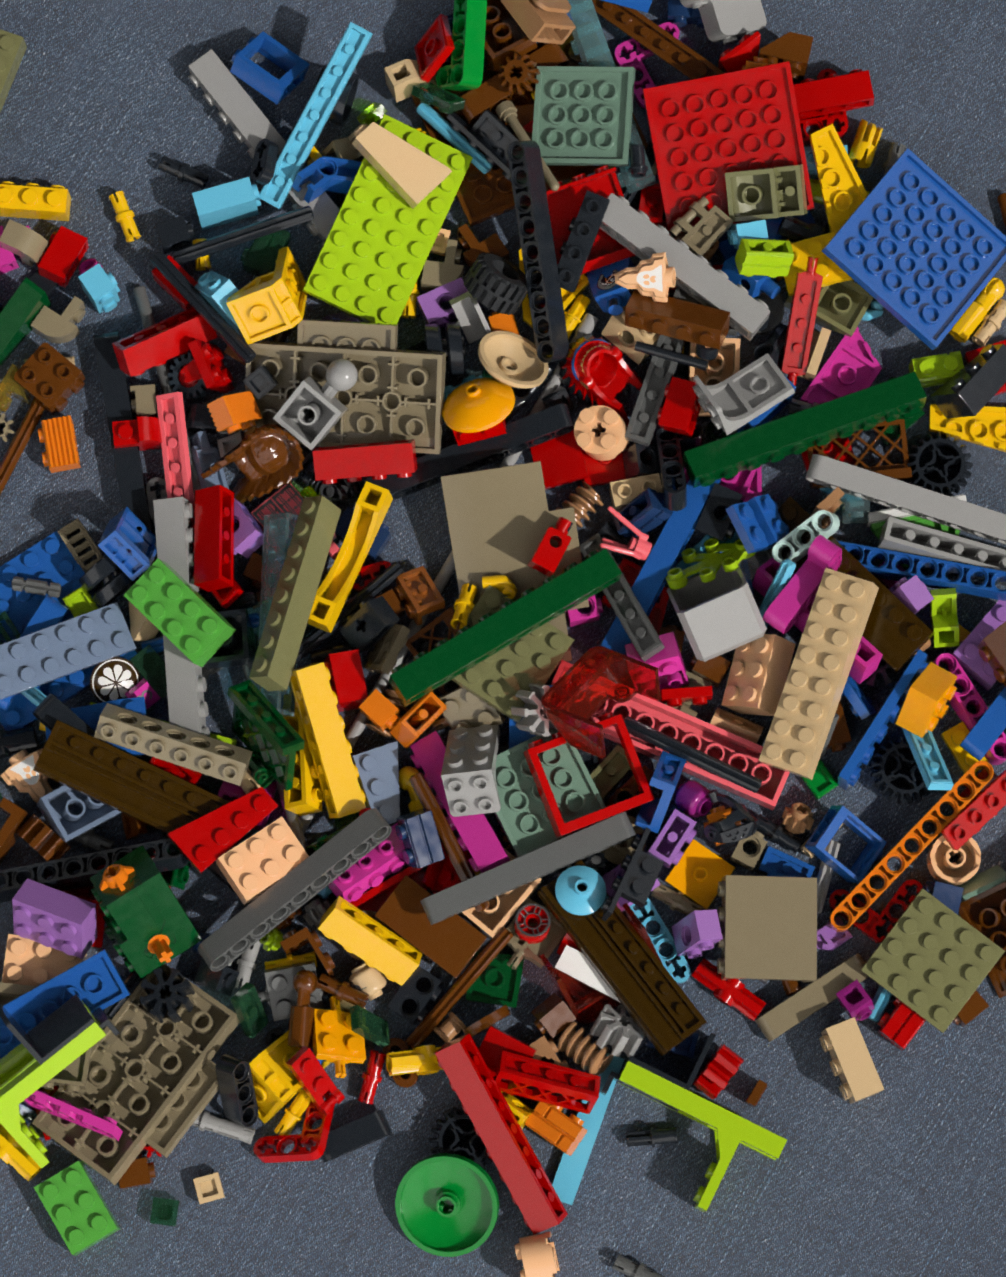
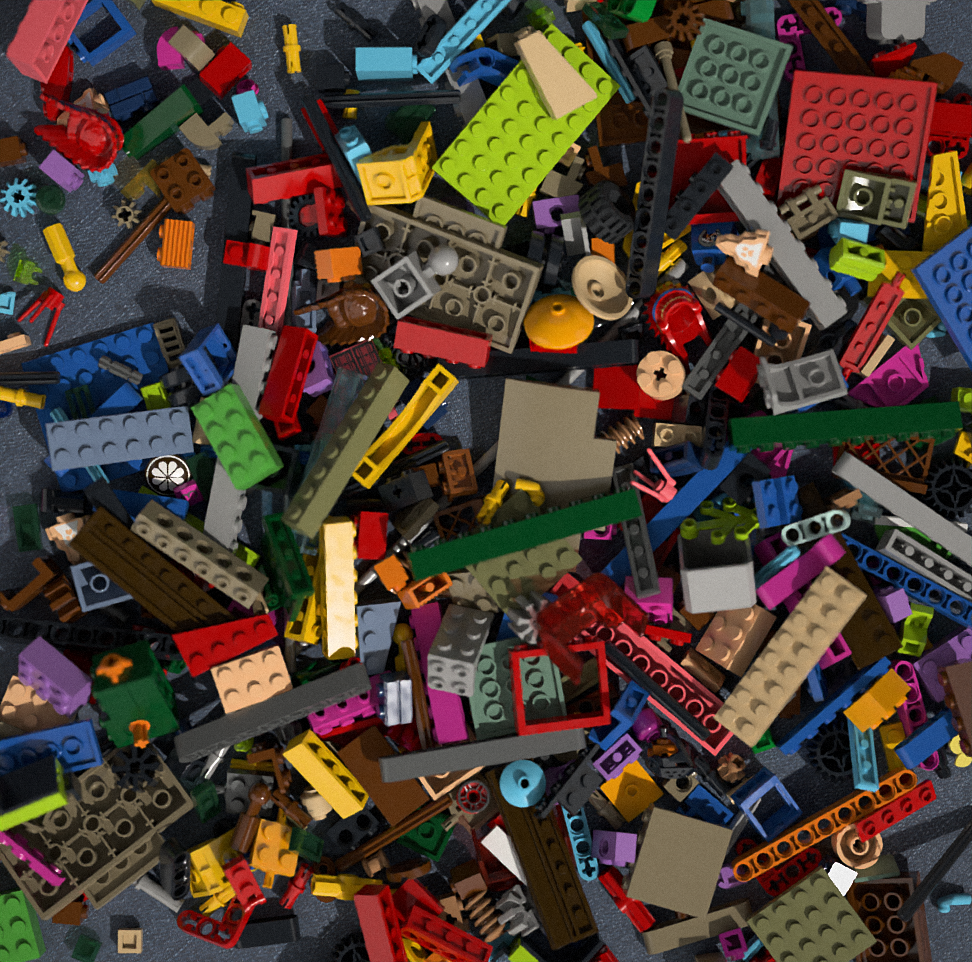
camera: 20 degrees right, 10 degrees up
(545, 557) = (581, 484): red torso -> none

